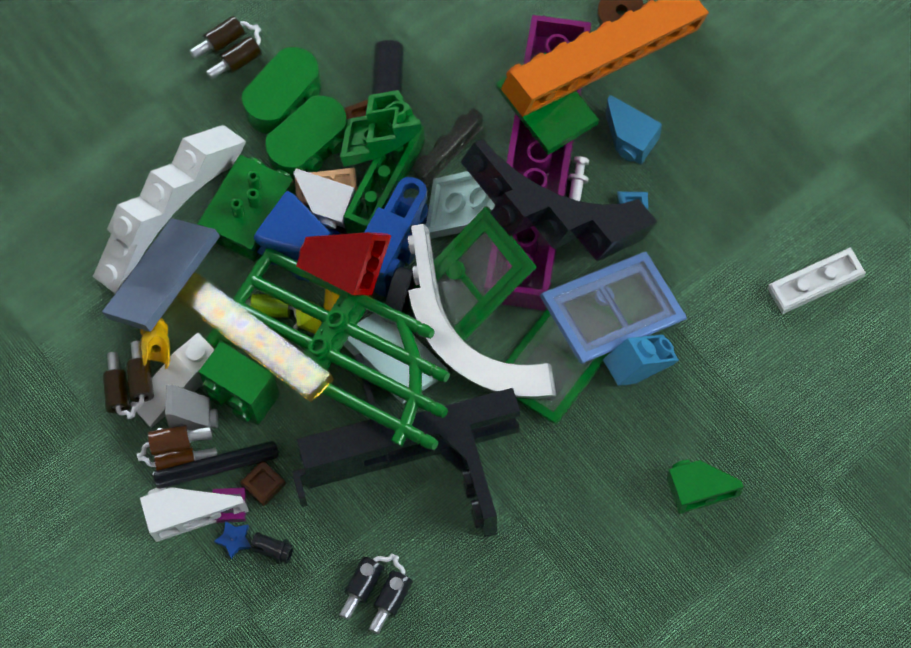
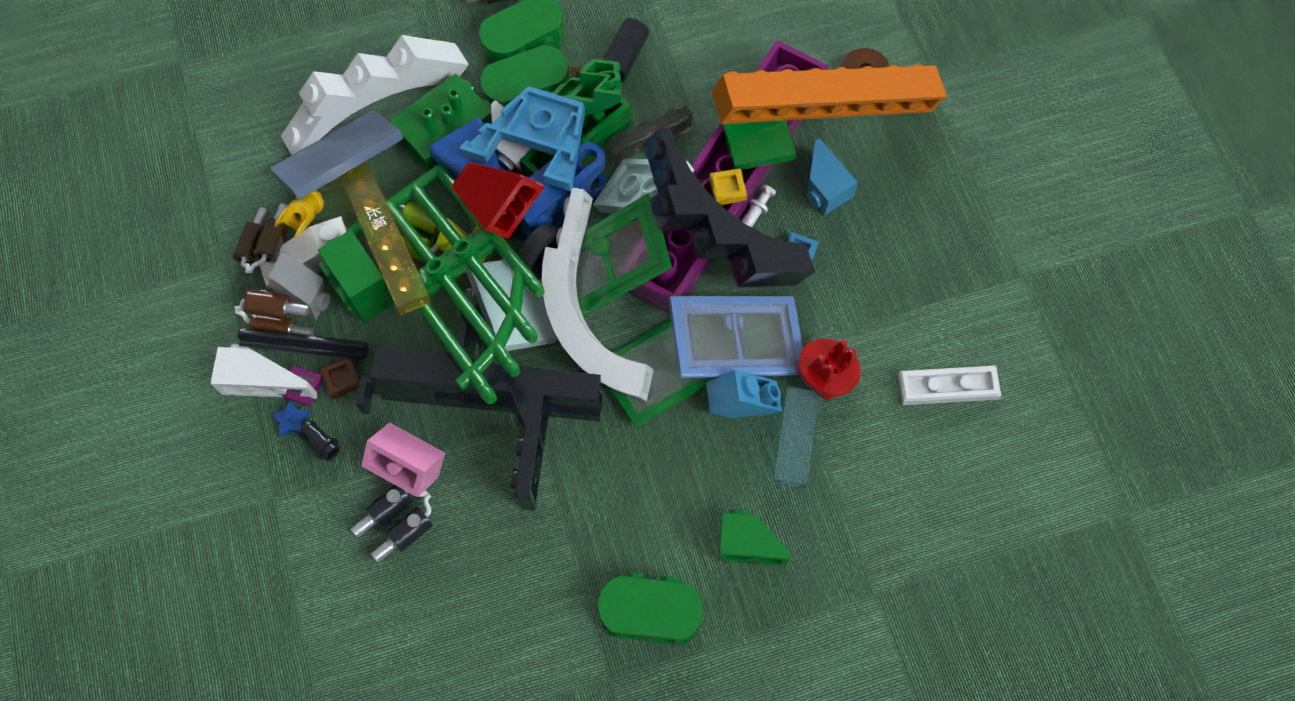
camera: 20 degrees right, 0 degrees up
(352, 175) = (538, 122): none -> dark azure wing
(360, 533) = (403, 459): none -> bright pink brick
(549, 171) = (728, 186): none -> yellow tile
(640, 578) = (650, 609): none -> green brick
(702, 378) = (796, 437): none -> clear light blue tile
(705, 304) = (821, 376): none -> red plate

